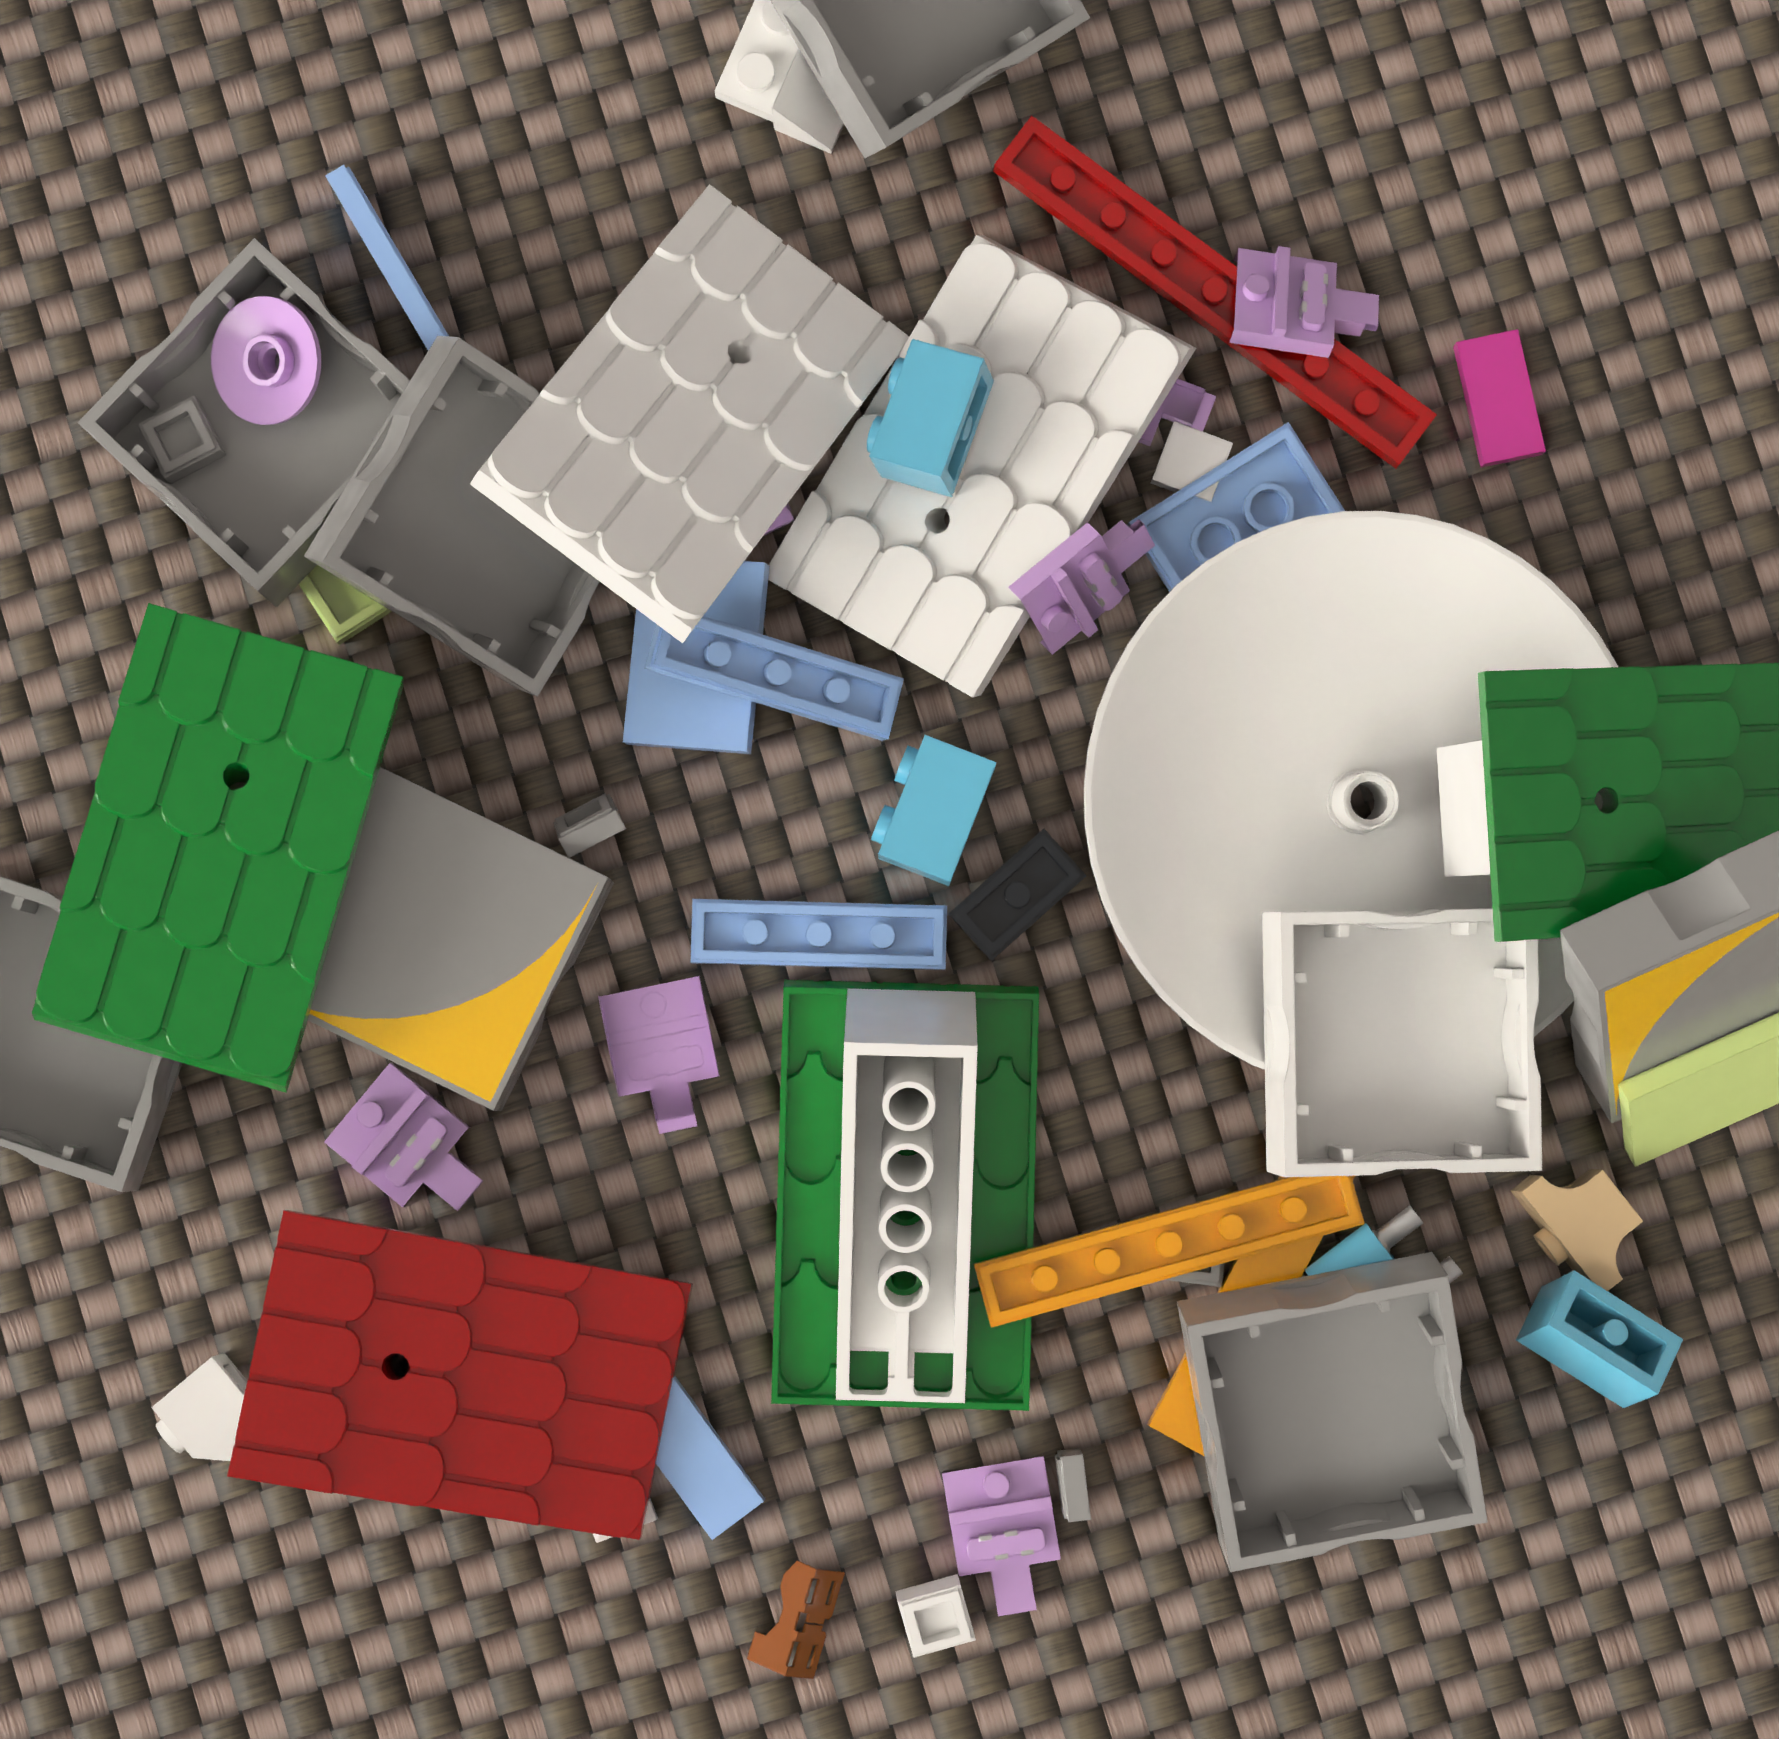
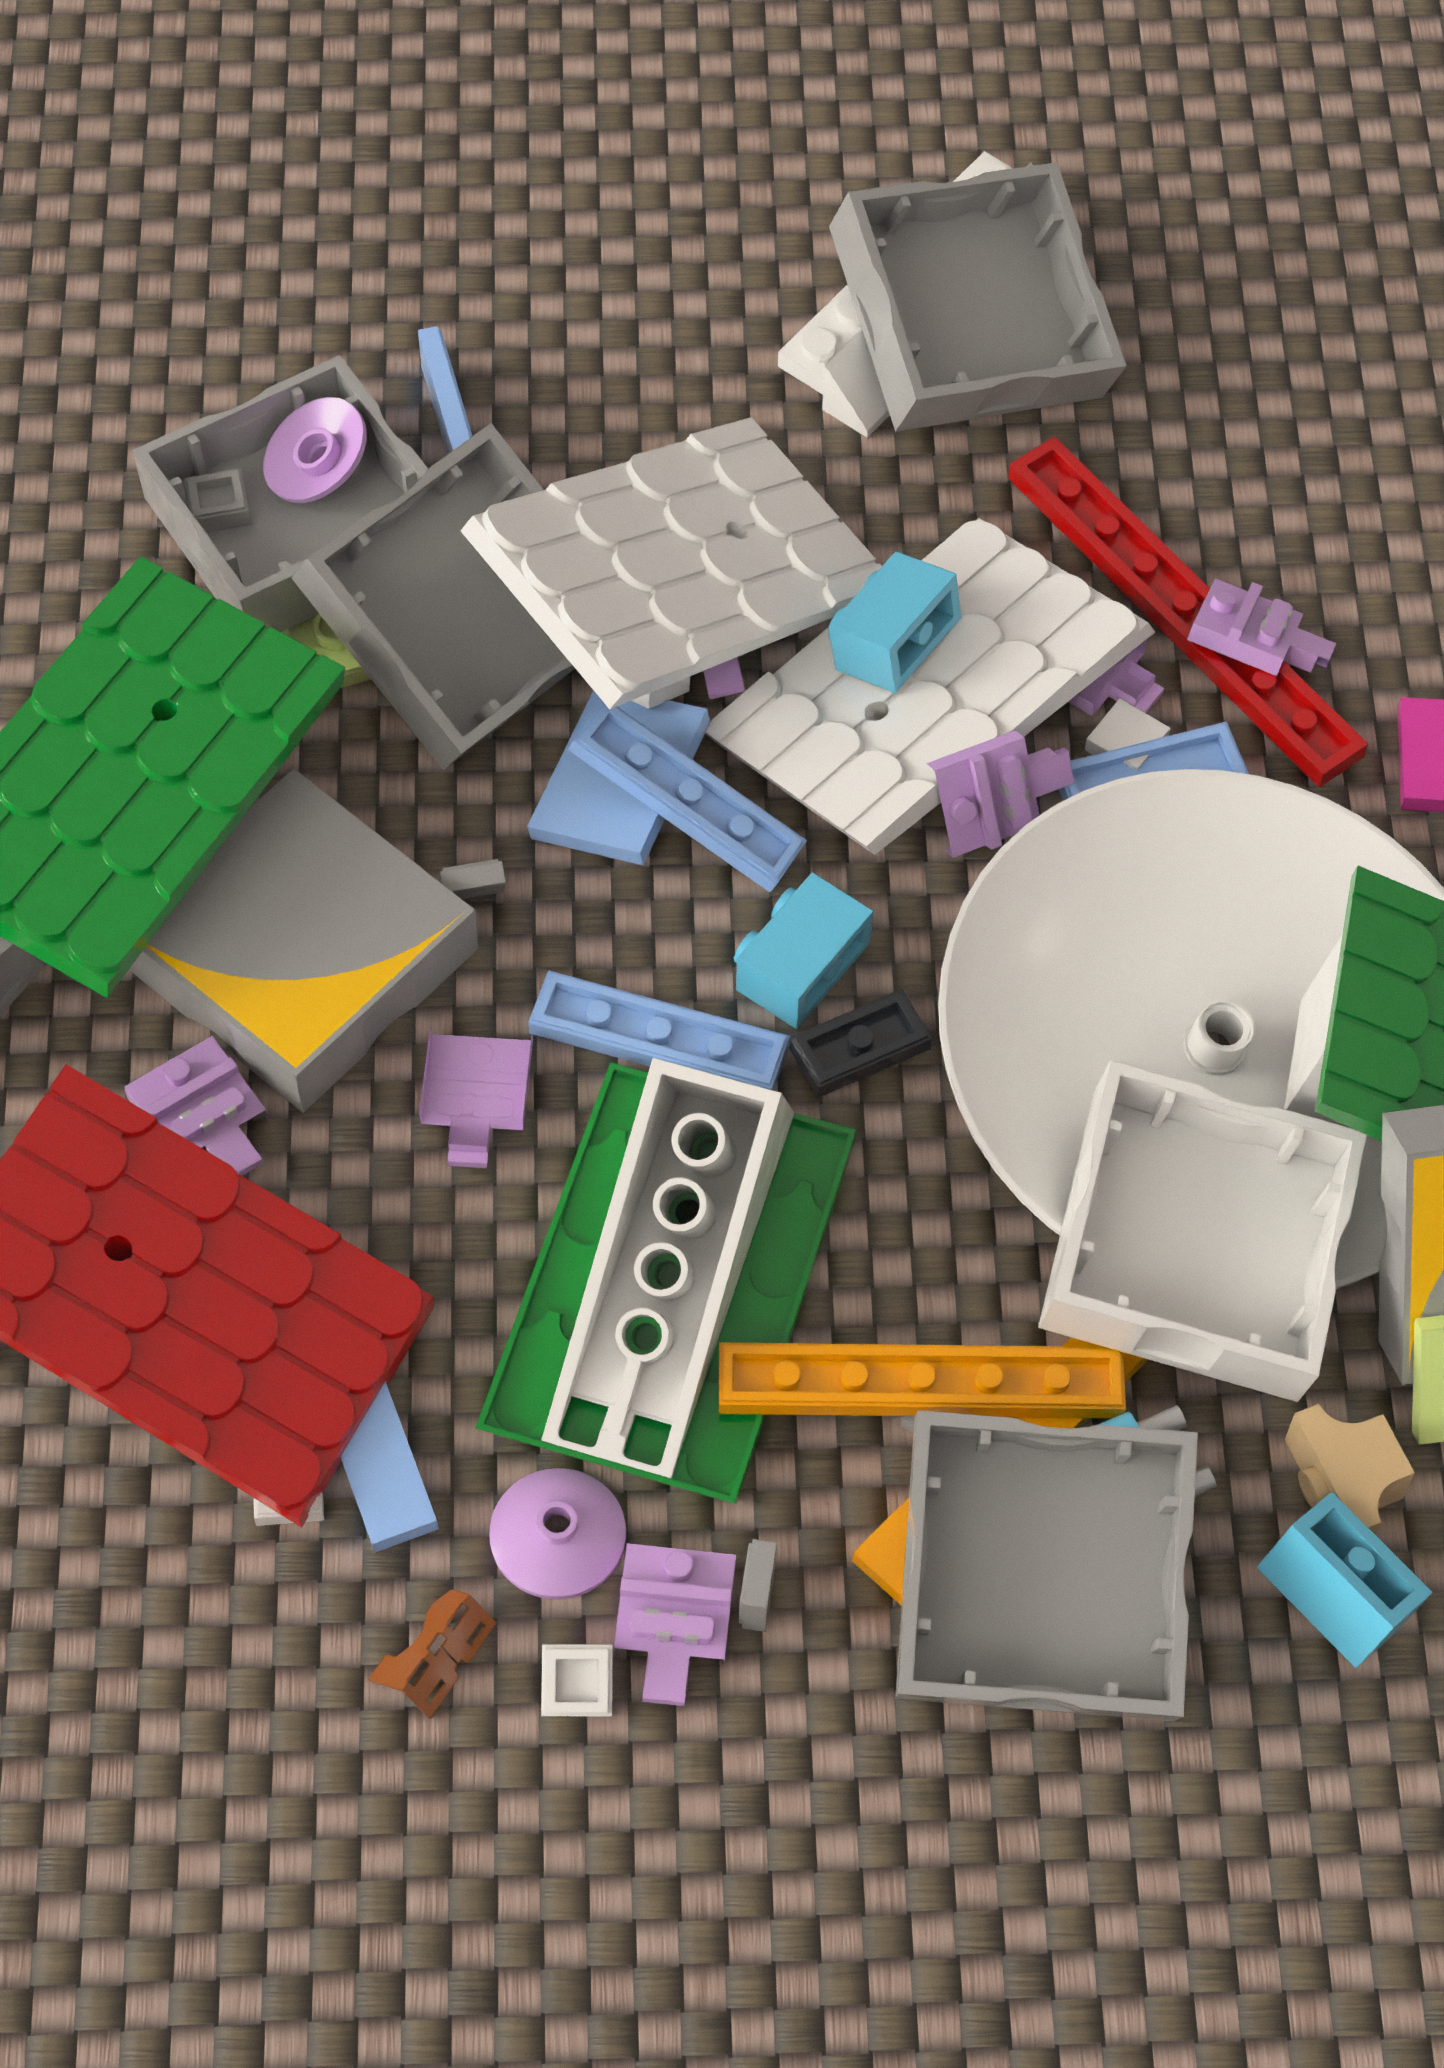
camera: 15 degrees right, 25 degrees down
(878, 1438) = (561, 1562): none -> lavender dish

